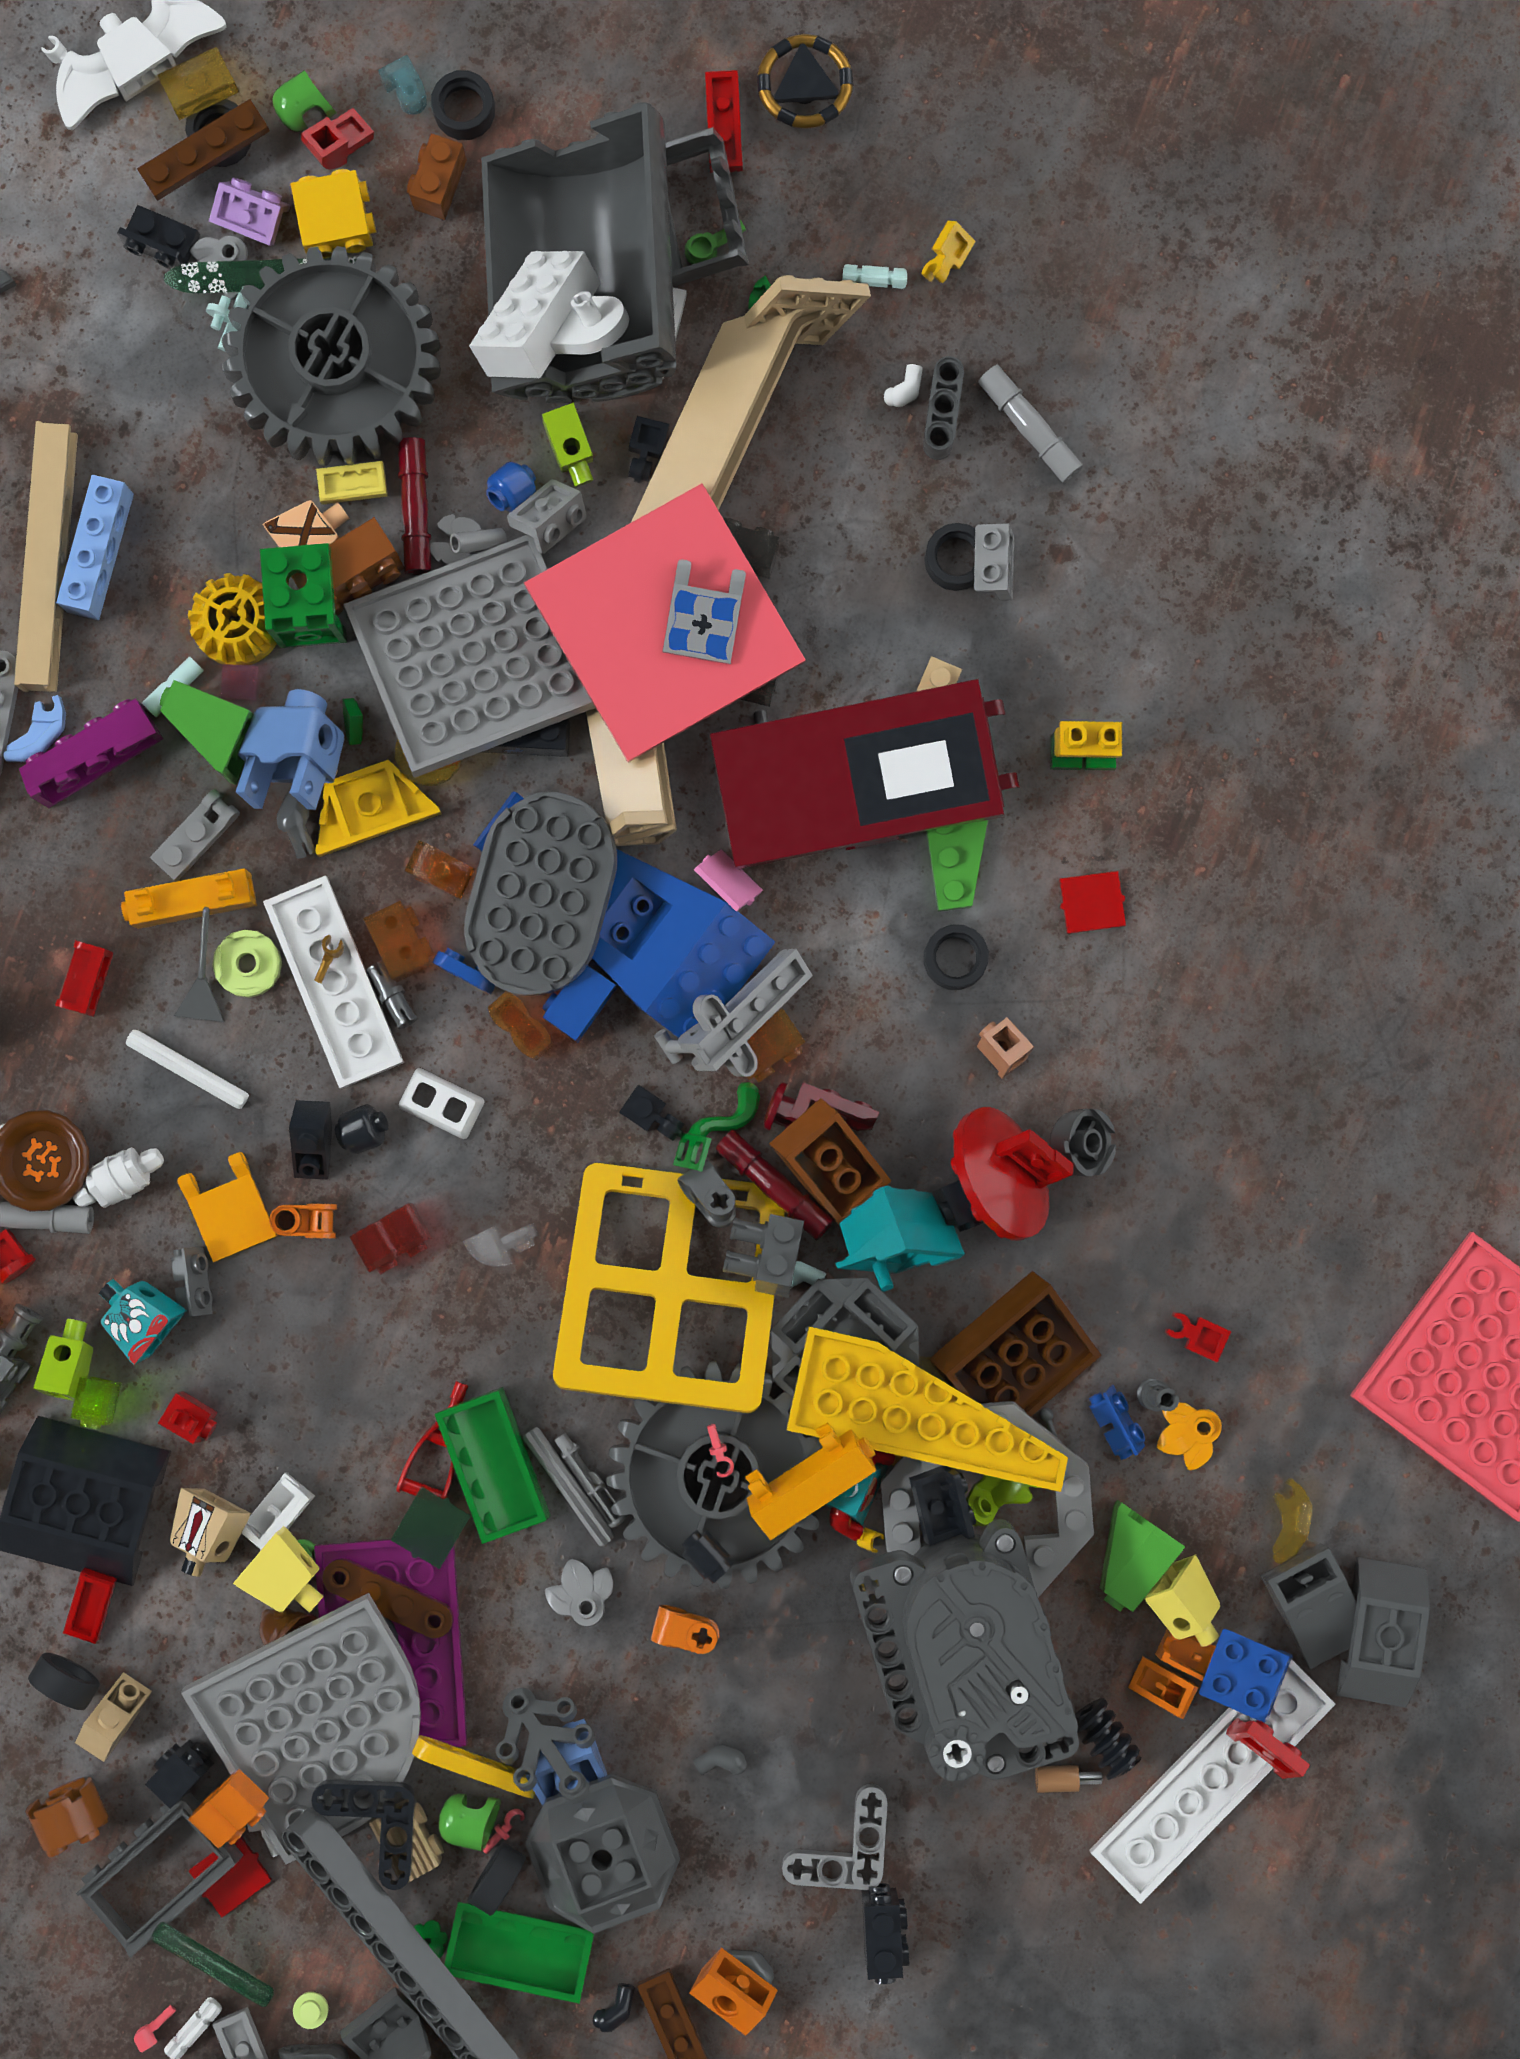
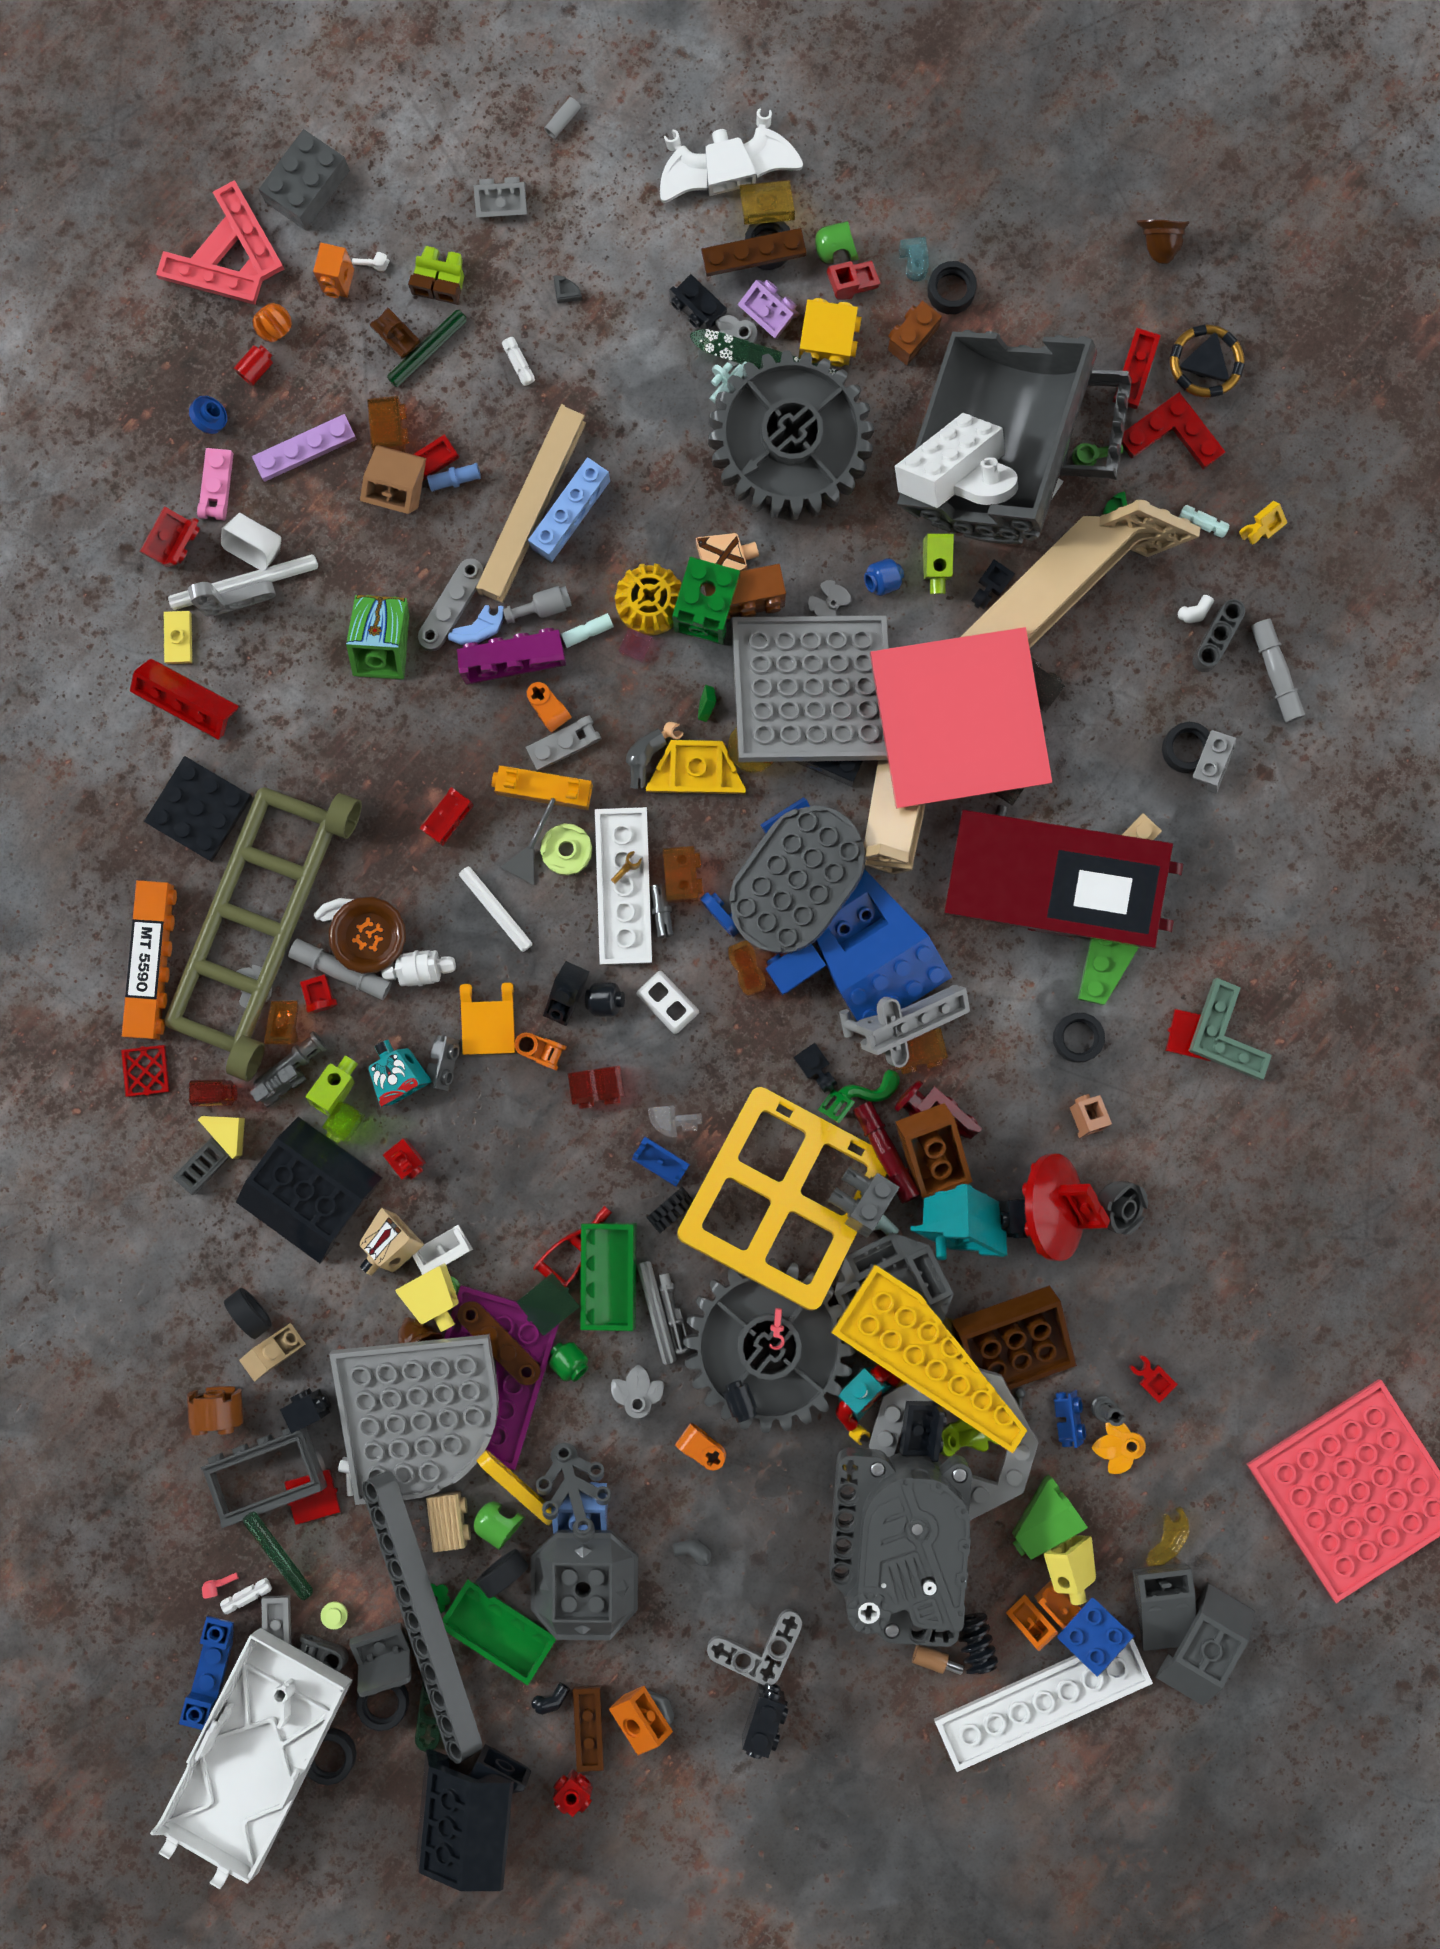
camera: 25 degrees right, 0 degrees up
(90, 1605) = (285, 1266): red tile -> none
(106, 673) = (544, 604): none -> light grey piece
(161, 799) = (549, 709): none -> orange piece
(209, 725) = (606, 670): bright green slope -> none
(229, 1809) = (332, 1450): orange brick -> none
(290, 746) = (656, 705): medium blue piece -> none
(352, 482) = (770, 531): light yellow plate -> none
(389, 1816) = (444, 1499): black beam -> none
(414, 506) = (809, 565): dark red piece -> none
(439, 870) = (729, 834): clear orange slope -> none
(477, 540) = (845, 606): light grey axle -> none
(482, 1588) = (568, 1361): none -> green head
(502, 1831) = (518, 1540): coral hand -> none
(504, 1300) = (660, 1161): none -> blue hinge
(536, 1355) = (670, 1210): none -> black tyre
(549, 514) = (904, 607): light grey bracket -> none
(703, 620) = (989, 726): light grey flag -> none
(708, 1190) = (837, 1138): dark grey piece -> none
(727, 880) = (935, 920): bright pink piece -> none
(800, 162) = (1182, 419): none -> red plate
(811, 1482) = (835, 1377): light orange brick -> none
(1095, 741) = (1239, 920): yellow hips -> none
(1125, 906) = (1210, 1032): none -> sand green plate
(1260, 1739) = (1090, 1689): red plate -> none

